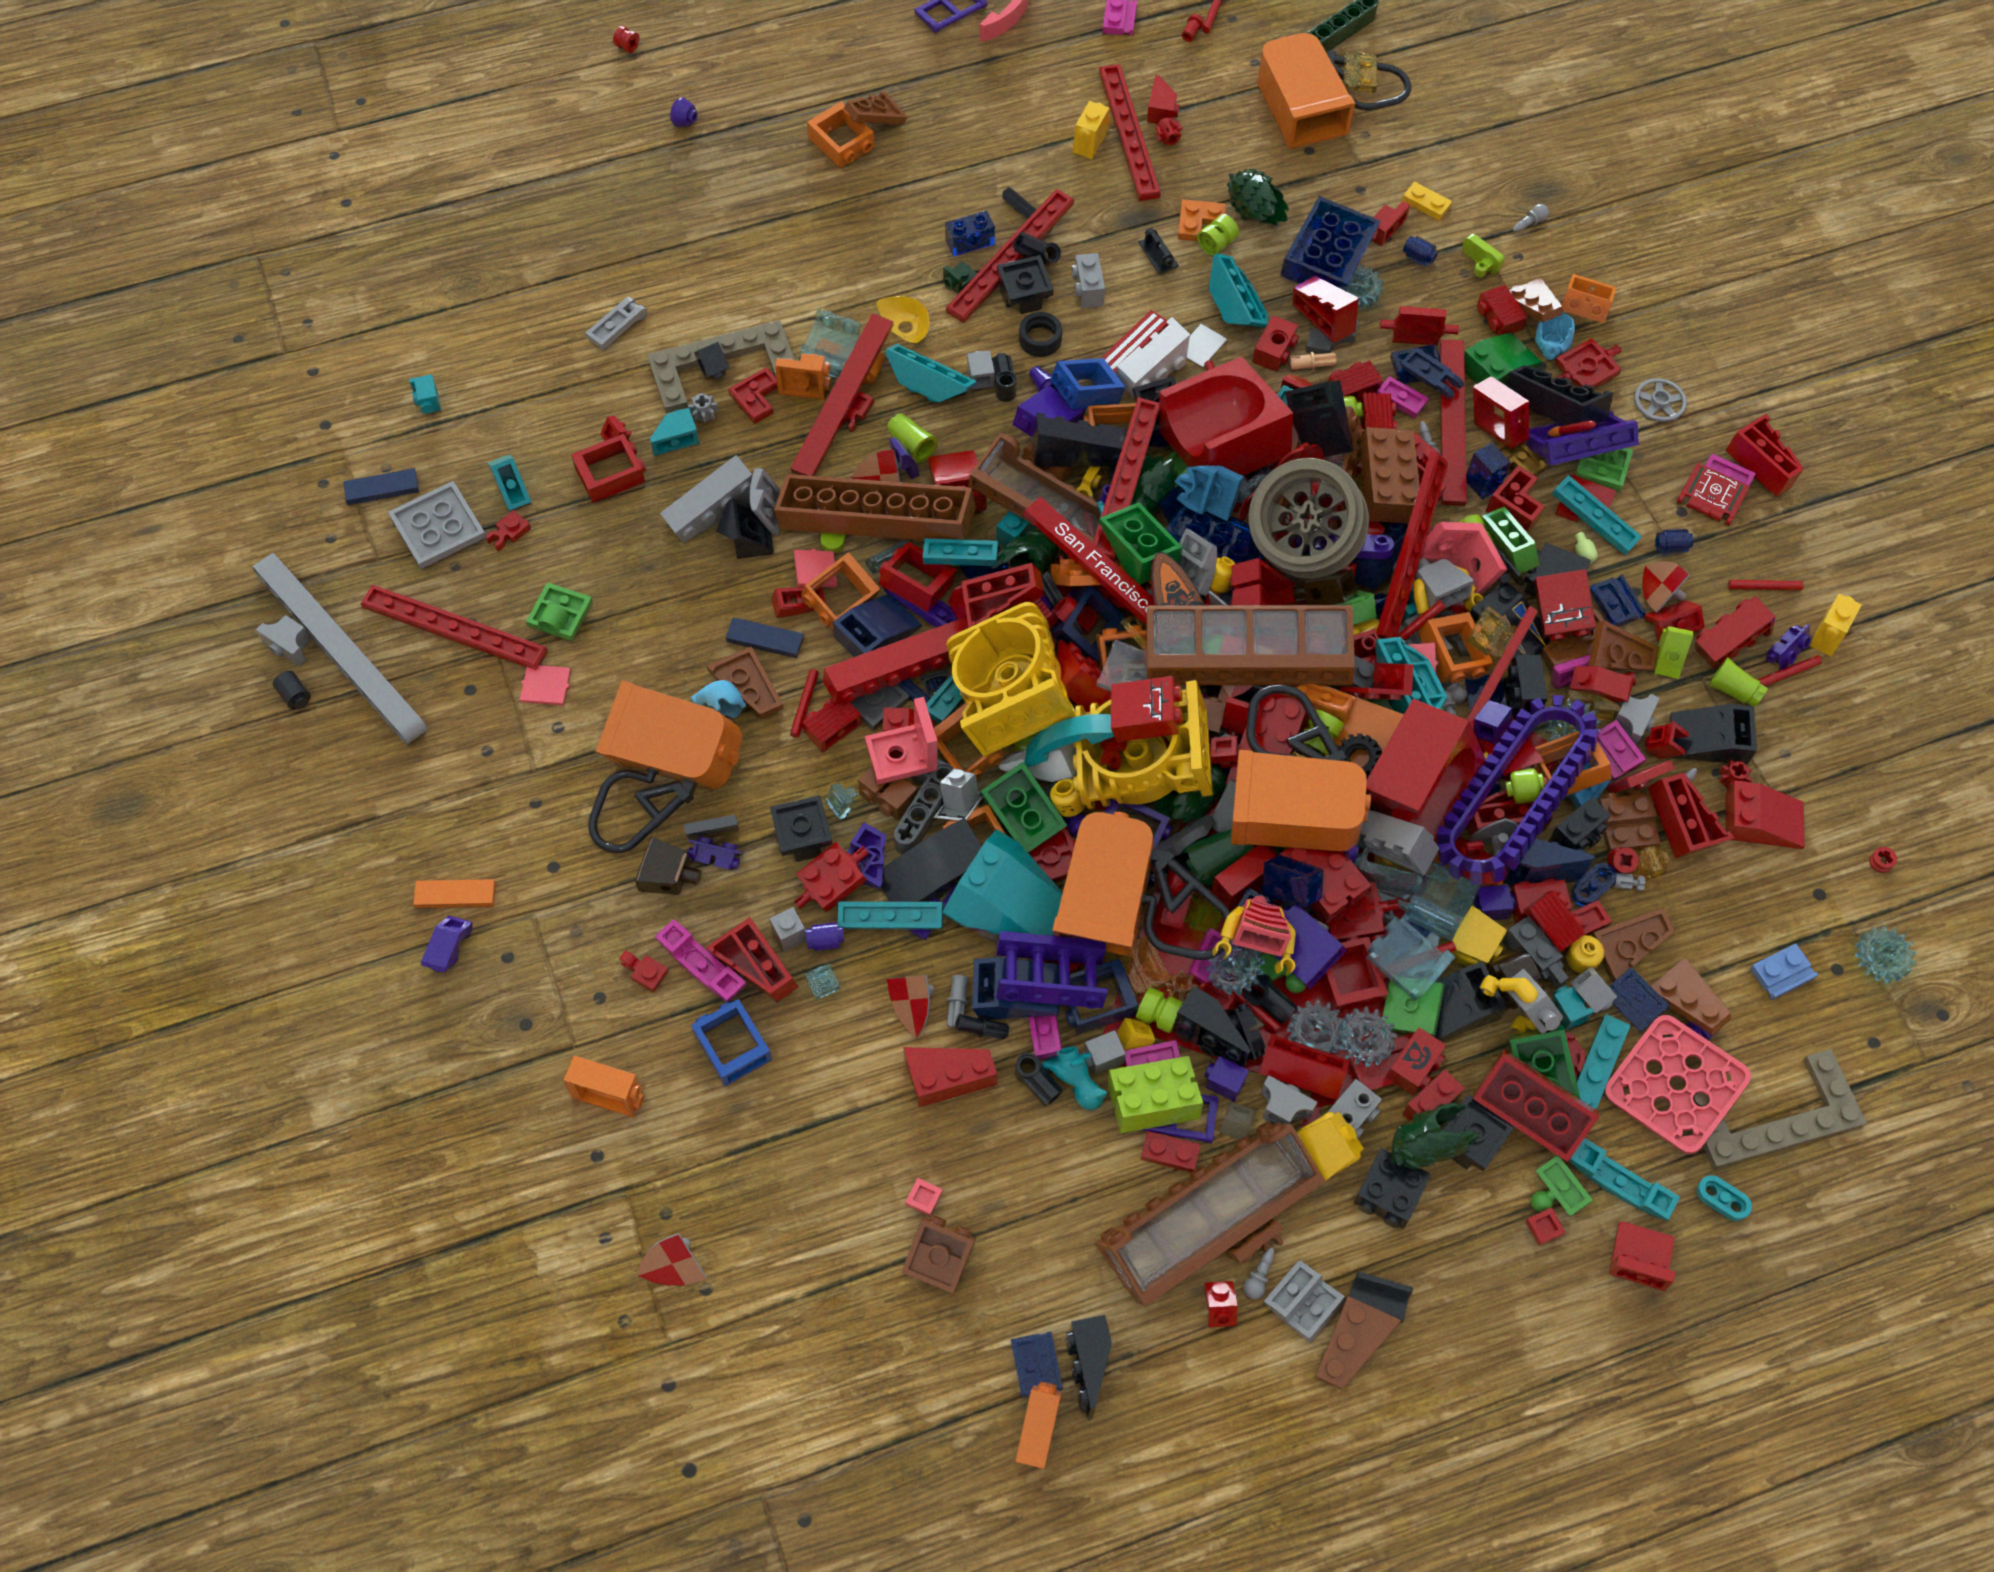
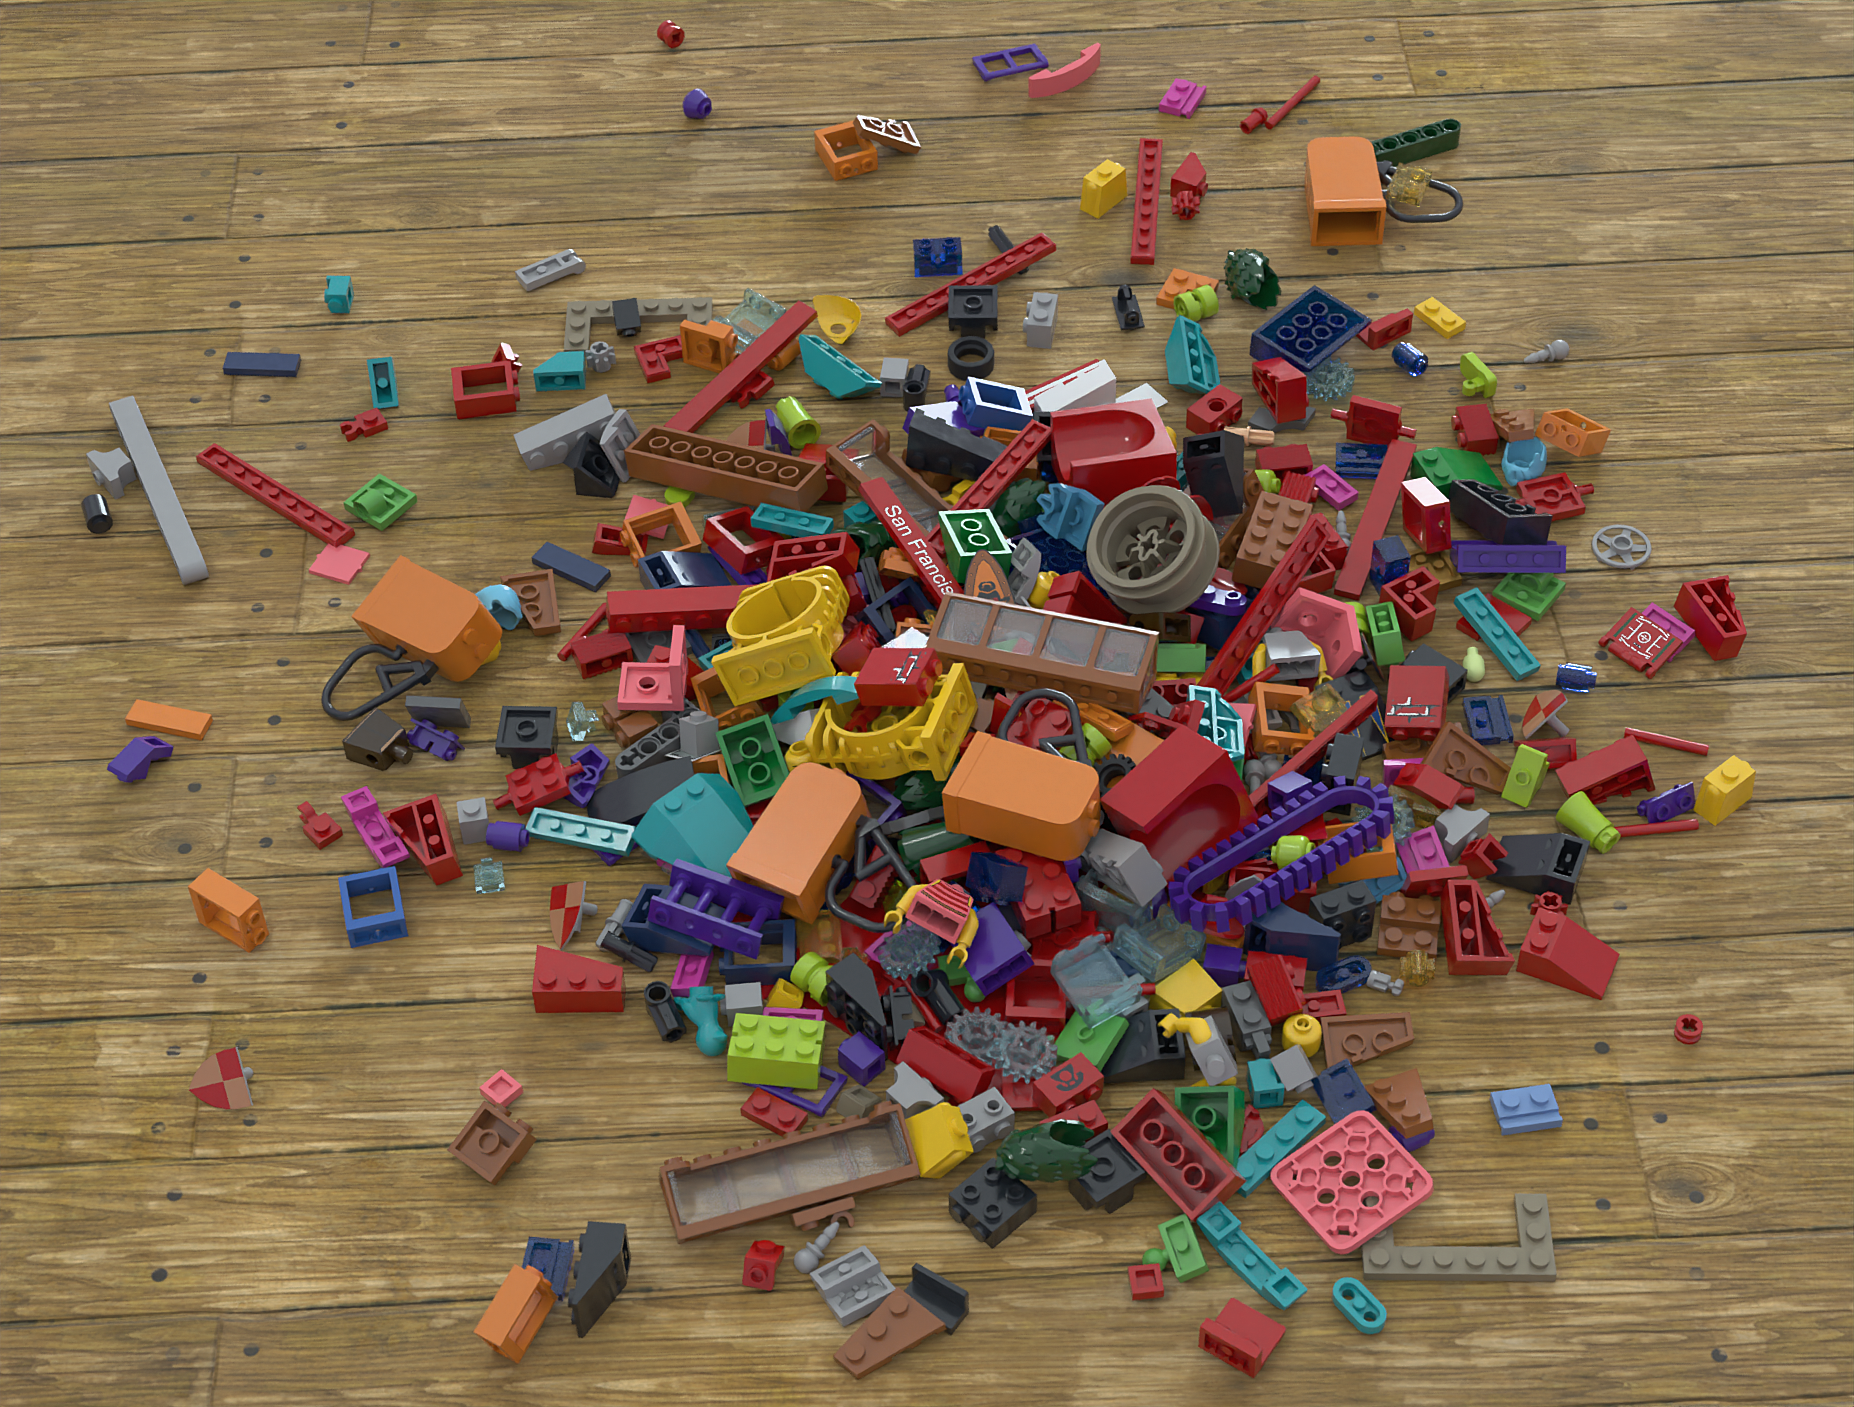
camera: 20 degrees right, 15 degrees down
(437, 524) = (298, 405): light grey plate -> none
(958, 277) = (908, 294): dark green bracket -> none
(1031, 246) = (990, 275): black piece -> none
(1064, 608) = (877, 592): red tile -> none
(1431, 372) = (1367, 465): dark blue hinge -> none
(1571, 428) = (1498, 540): red piece -> none
(1617, 859) = (1385, 963): red wheel -> none
(1885, 954) = (1649, 1117): clear light blue gear -> none

